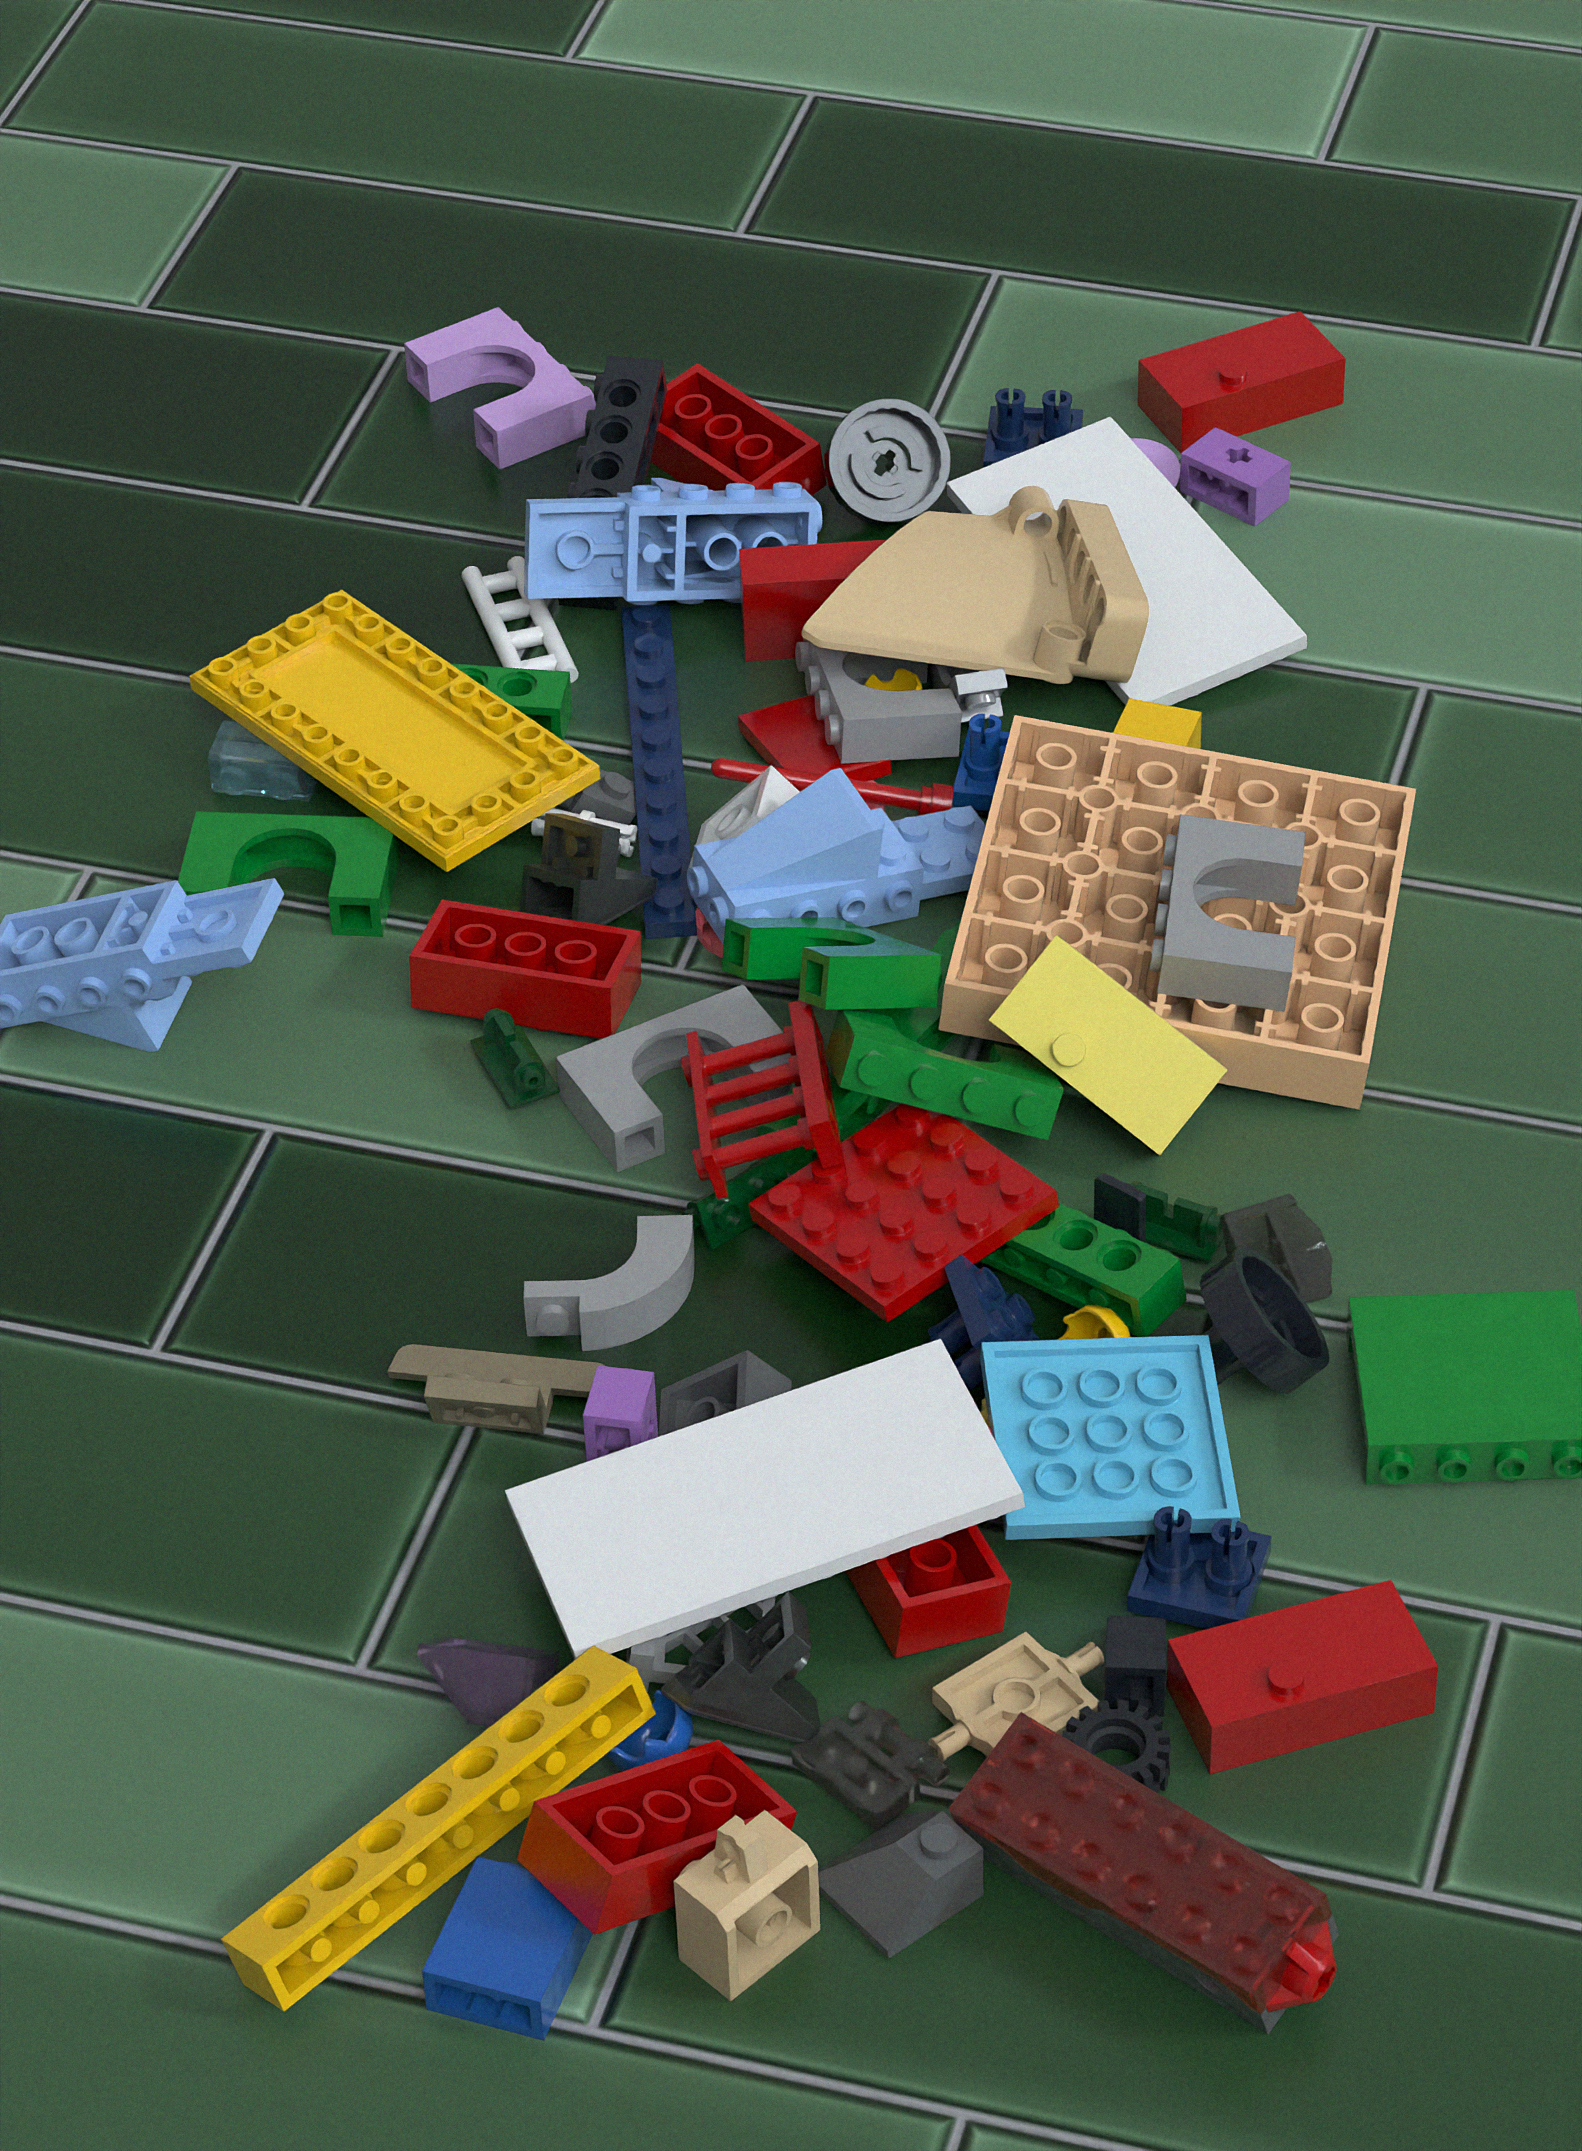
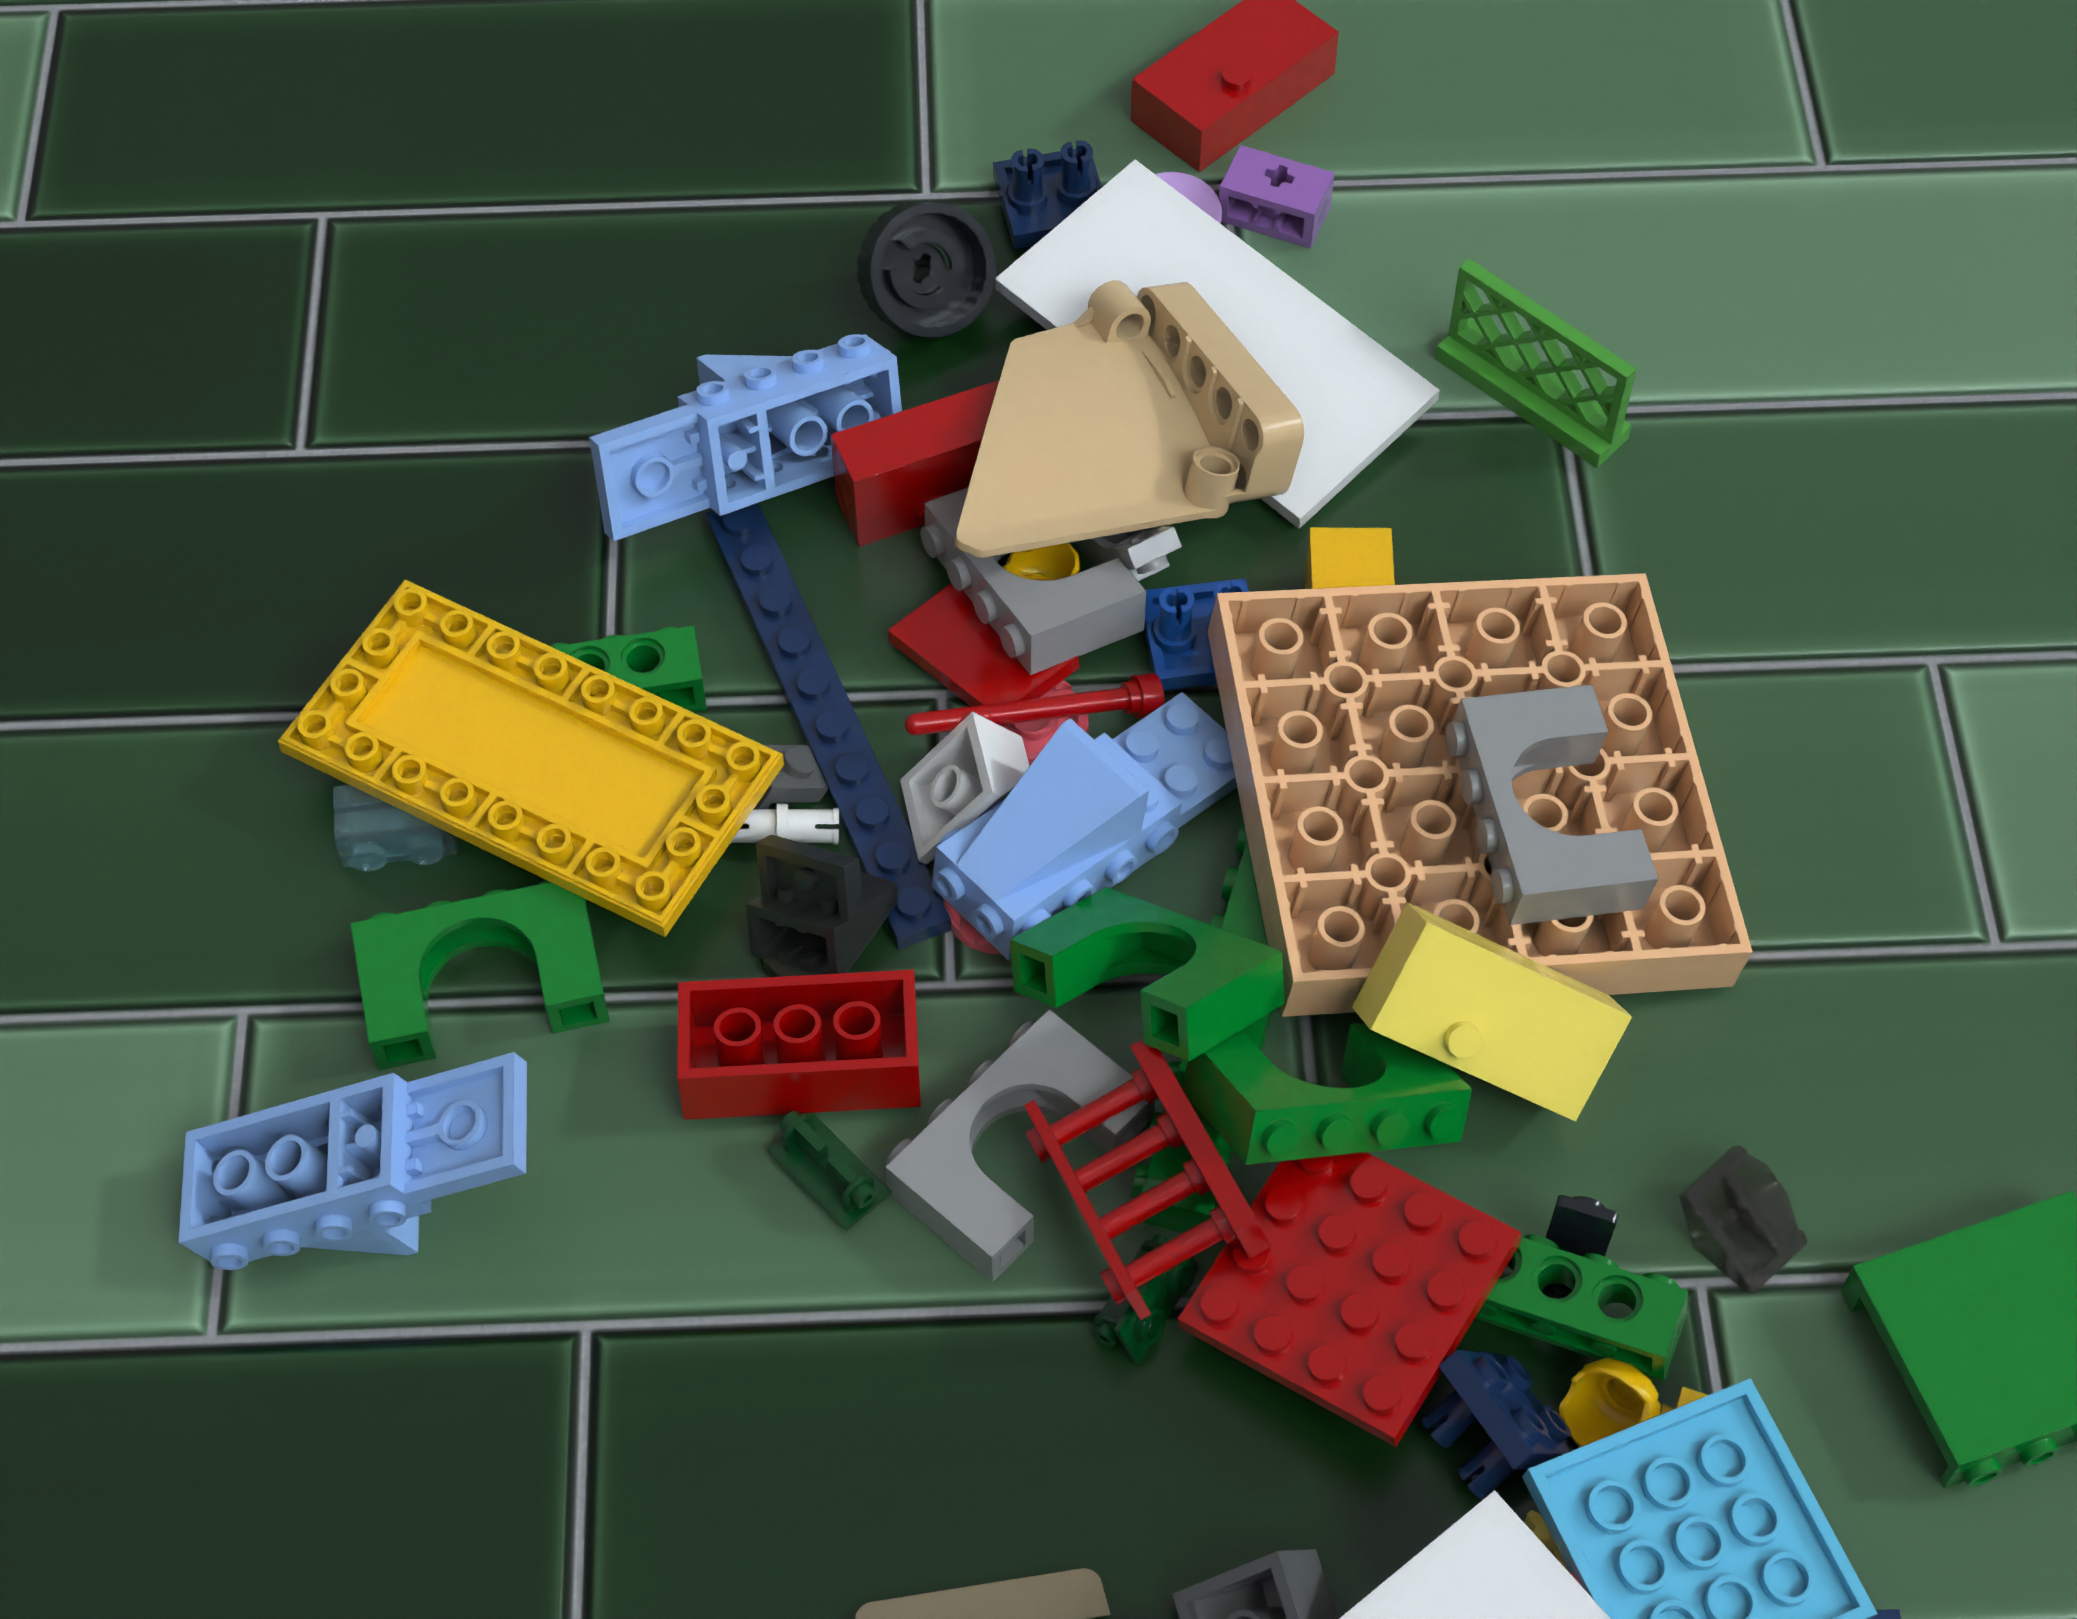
camera: 20 degrees left, 15 degrees up
(495, 615) = (596, 586): white bar -> none
(497, 349) = (439, 202): lavender arch -> none
(619, 438) = (636, 239): black brick -> none
(625, 1302) = (1091, 1477): light grey arch -> none
(724, 437) = (740, 277): red brick -> none
(1181, 1227) = (1639, 1201): dark green hinge -> none
(1260, 1323) = (1782, 1335): black piece -> none
(1386, 643) = (1526, 382): none -> bright green fence

